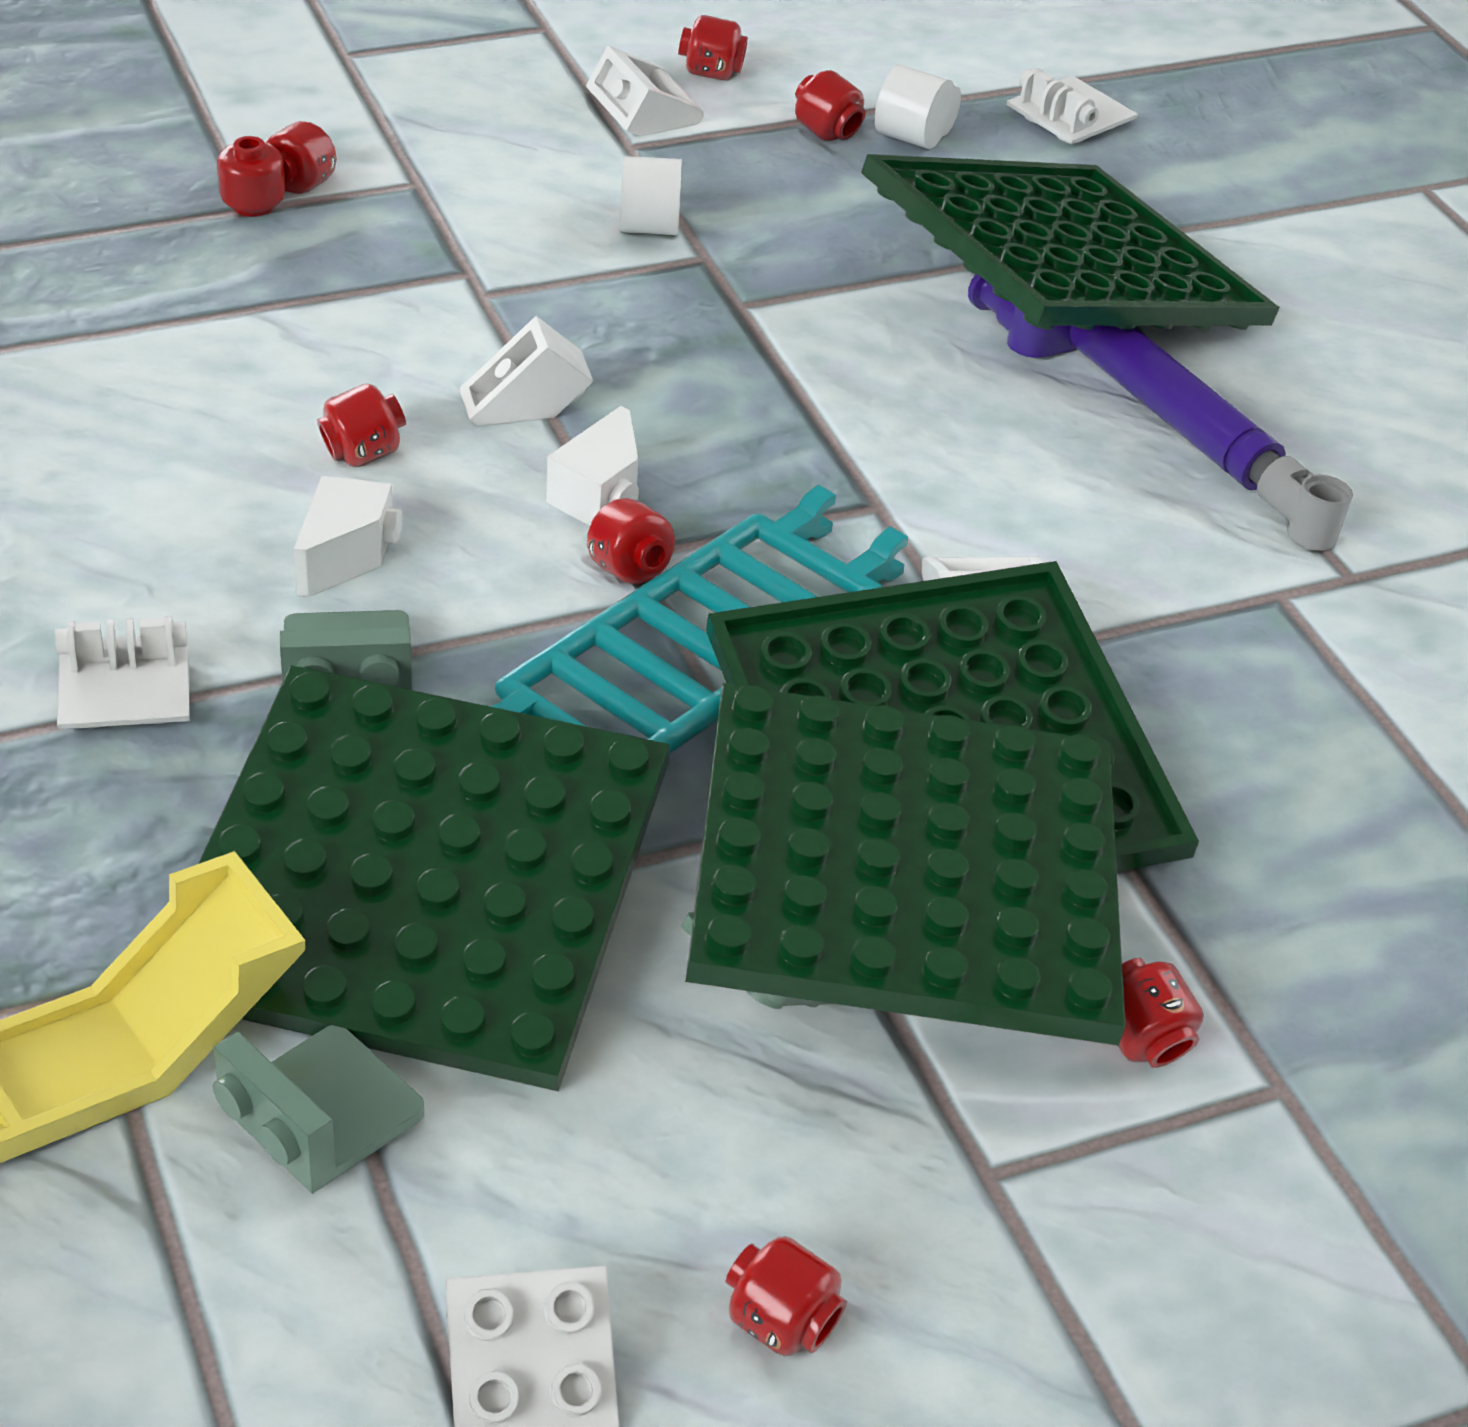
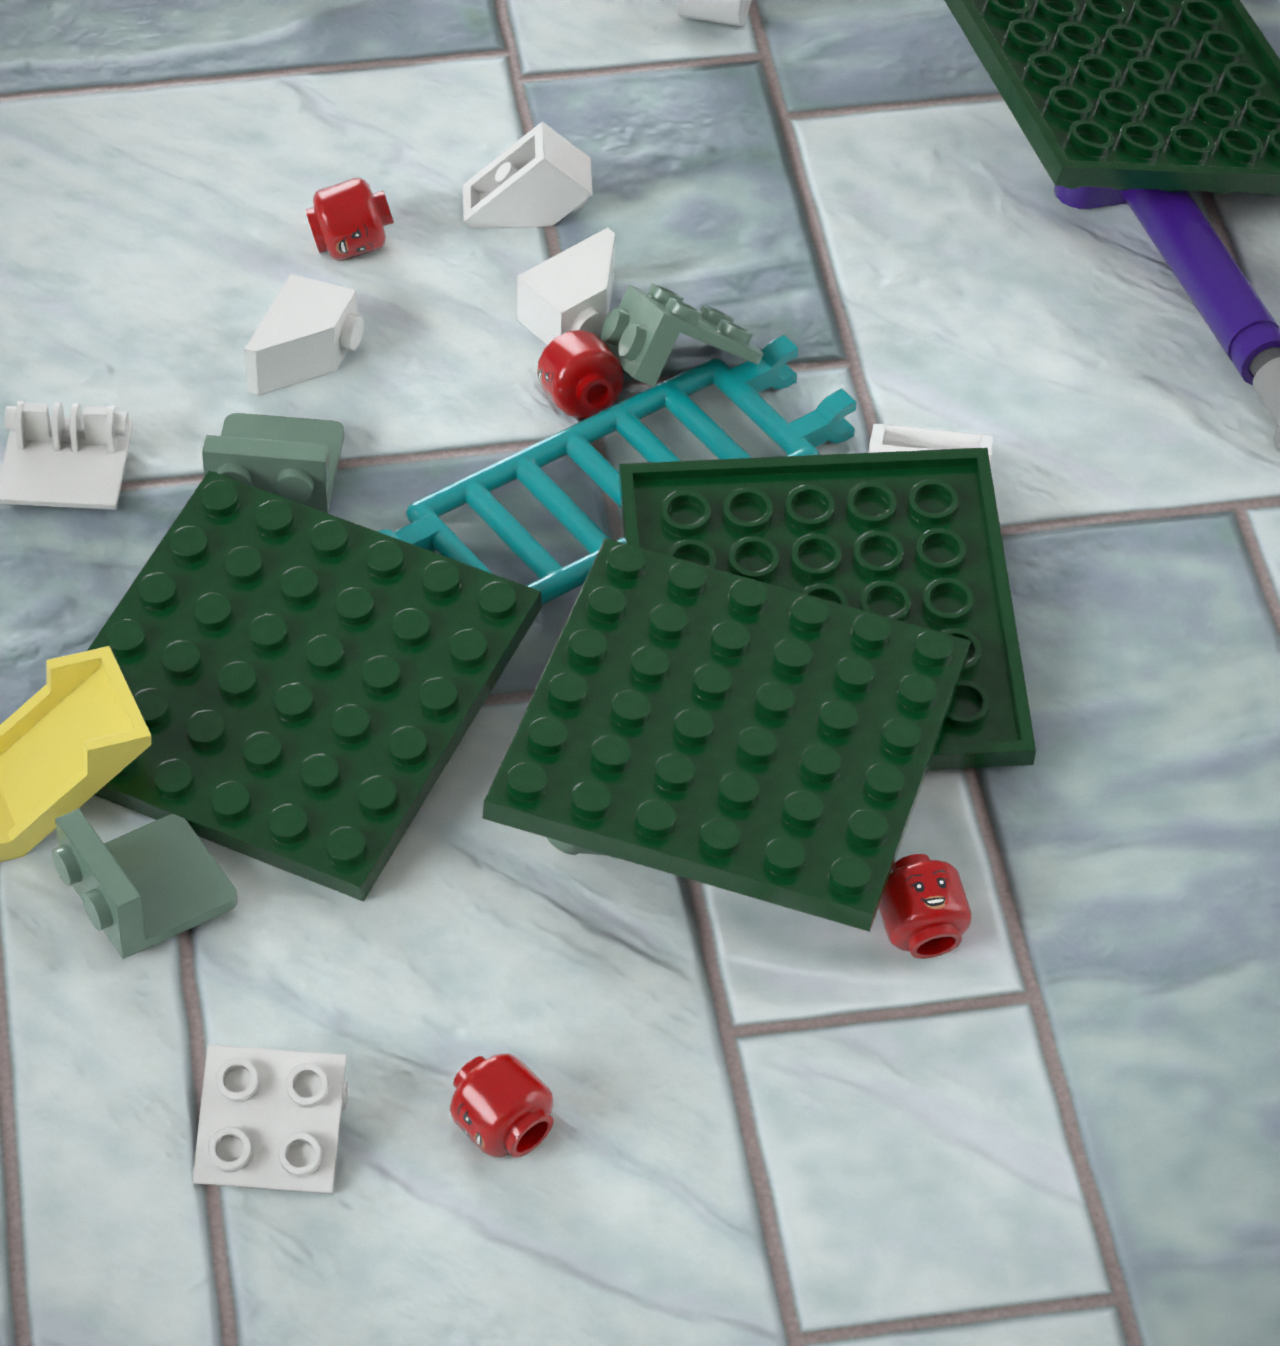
camera: 15 degrees right, 5 degrees up
(696, 488) = (649, 323): none -> sand green bracket

